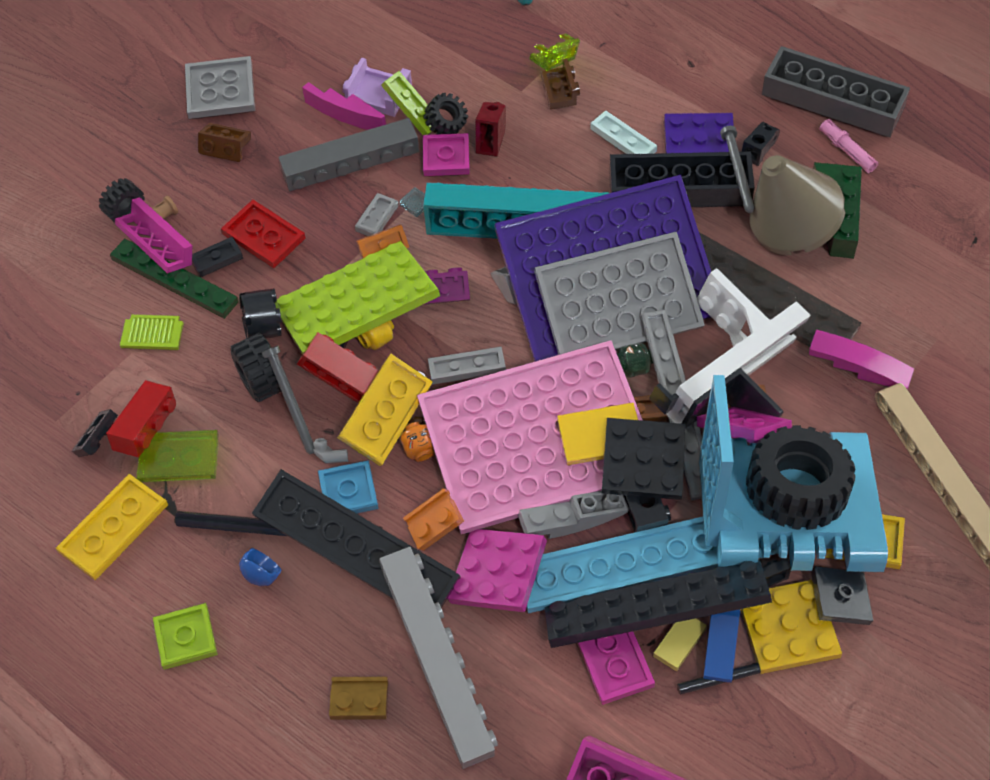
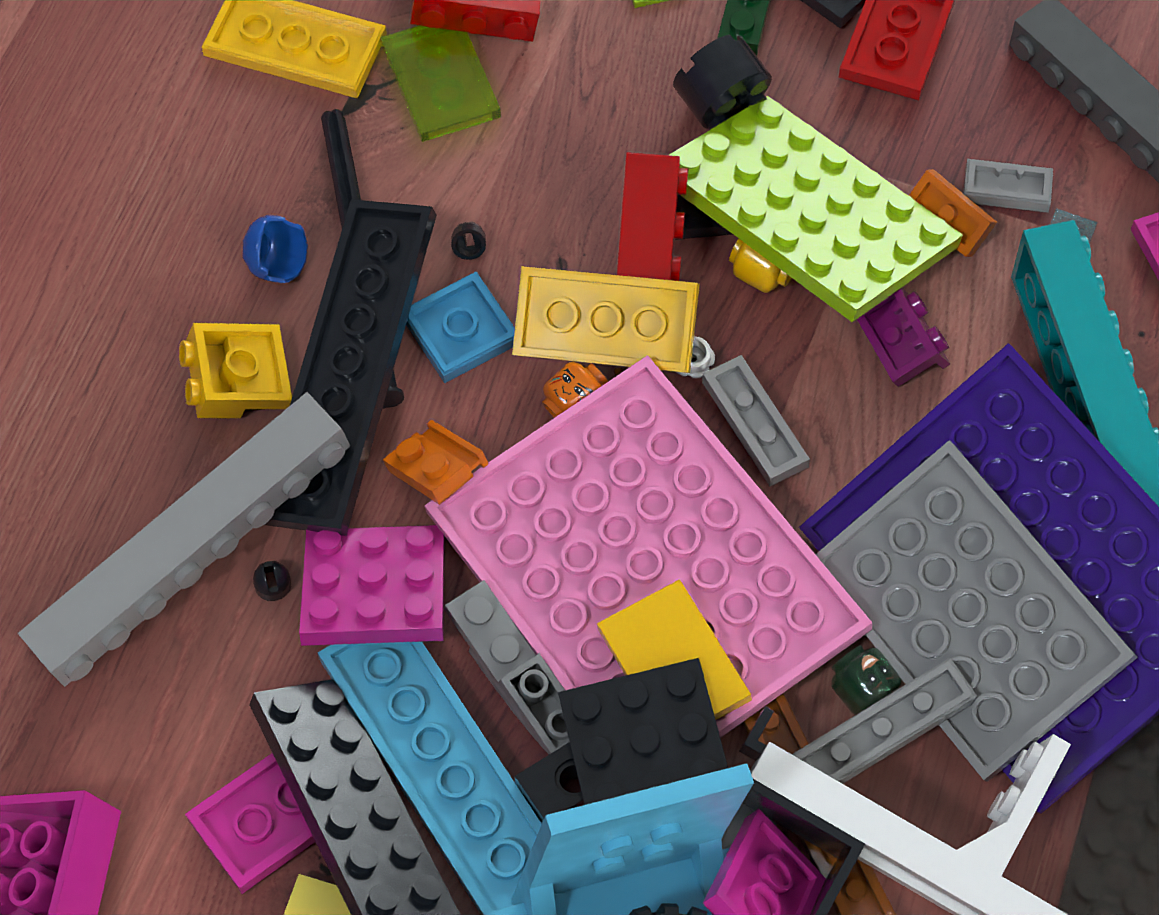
camera: 70 degrees right, 5 degrees up
(184, 636) = (144, 199): lime tile -> none
(254, 368) = (615, 113): black tyre -> none
(289, 397) = (613, 108): dark grey bar -> none
(296, 464) = (459, 241): none -> black hinge
(328, 455) = (510, 272): light grey arm -> none
(330, 609) = (235, 369): none -> yellow plate
(358, 698) = (106, 463): pearl gold plate -> none
(470, 630) = (282, 578): none -> black hinge

